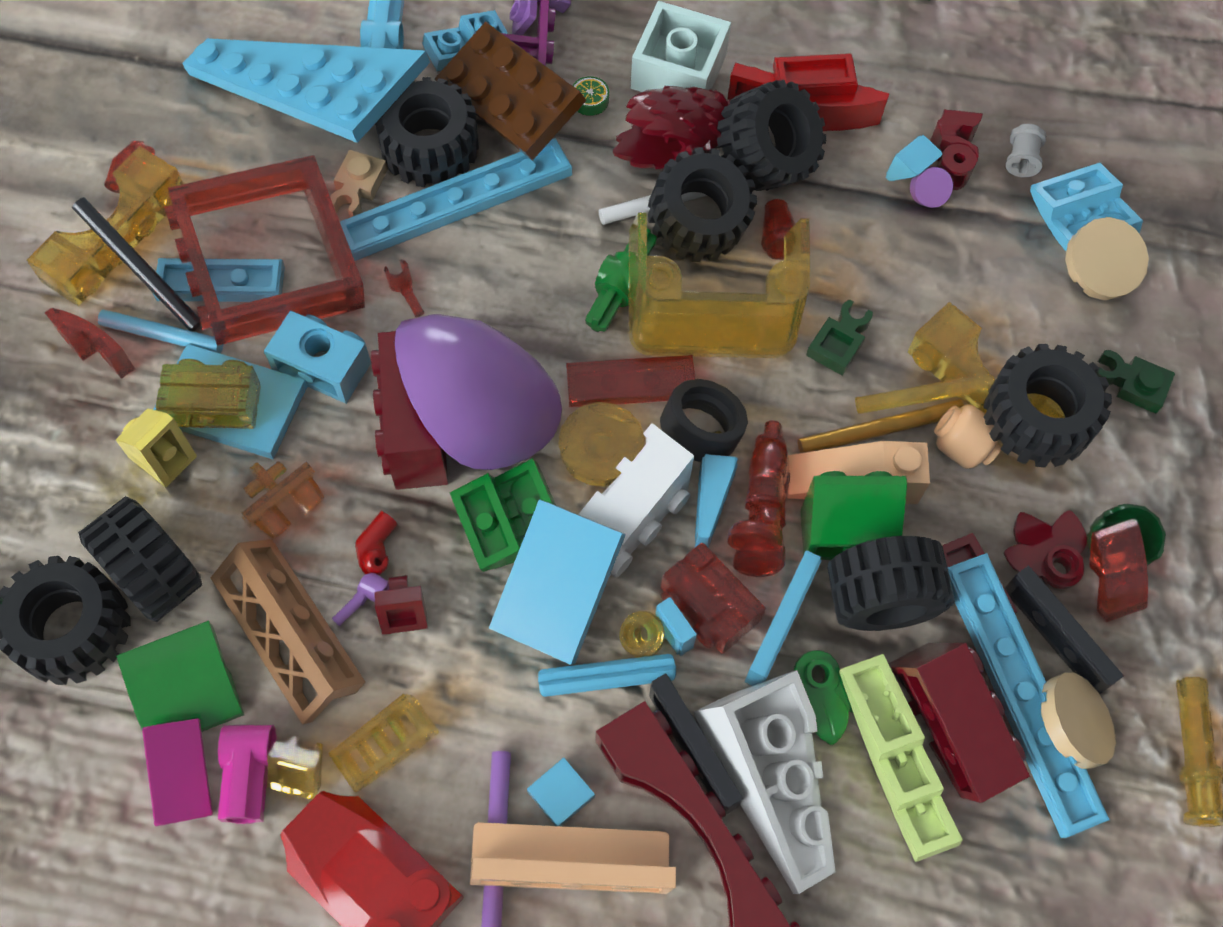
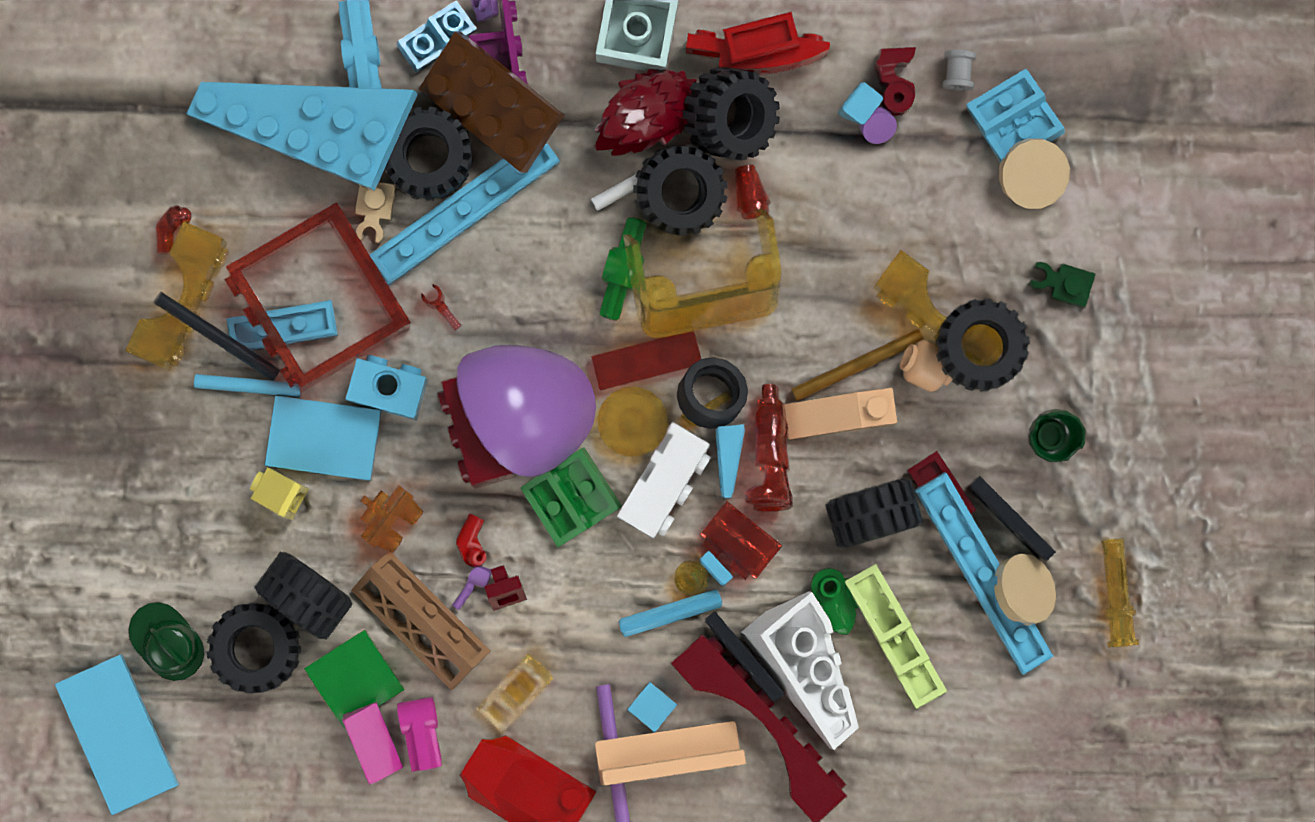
camera: 10 degrees left, 20 degrees up
(87, 339) = (188, 407): clear red slope -> none
(209, 394) = (311, 445): clear yellow brick -> none
(295, 768) = (457, 726): clear yellow tile -> none
(557, 581) = (620, 552): medium azure tile -> none
(596, 94) = (561, 77): green tile -> none
(783, 619) = (797, 547): medium azure tile -> none
(839, 340) = (813, 295): dark green plate -> none
(851, 511) = (841, 459): green slope -> none
(922, 394) = (885, 336): clear yellow bar -> none
(962, 718) = (936, 602): dark red wedge -> none
(1043, 545) = (997, 443): dark red plate -> none
(1121, 565) = (1051, 465): clear red slope -> none

